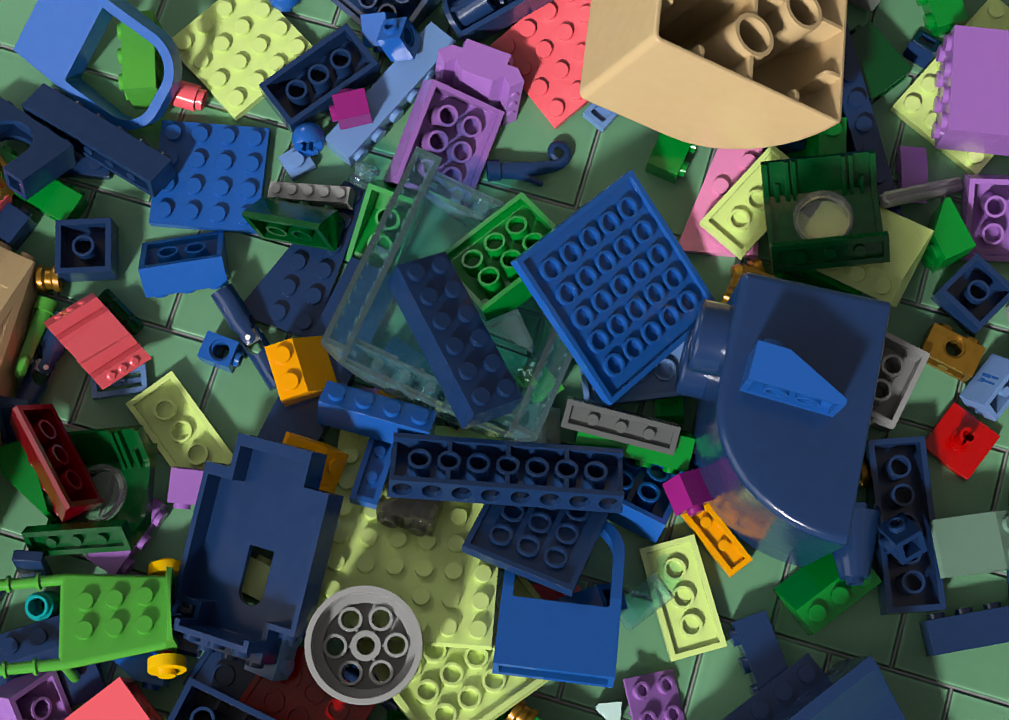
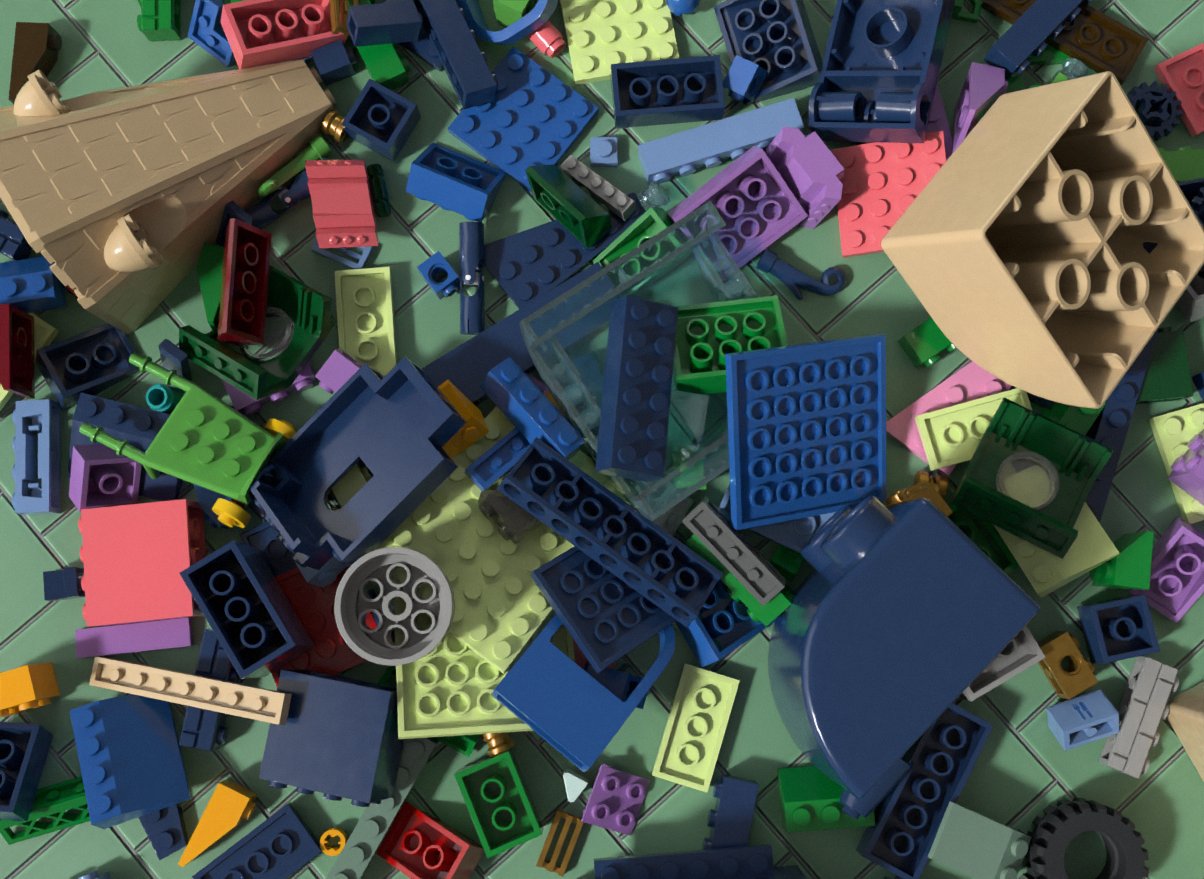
camera: 30 degrees right, 5 degrees up
(300, 368) = (493, 332): light orange slope -> none
(308, 139) = (625, 137): blue piece -> none
(350, 108) = (676, 132): magenta brick -> none
(399, 39) = (755, 96): blue brick -> none
(599, 117) = (886, 270): medium blue plate -> none
(645, 601) = (662, 711): clear light blue tile -> none
(687, 493) = (755, 645): magenta brick -> none
(718, 540) = (757, 691): light orange plate -> none
(786, 378) = (901, 620): blue slope -> none
(902, 538) = (916, 803): dark blue brick -> none
(911, 167) = (1132, 489): medium lavender slope -> none
(920, 192) = (1129, 510): light grey axle -> none
(960, 441) = (1022, 746): red tile -> none

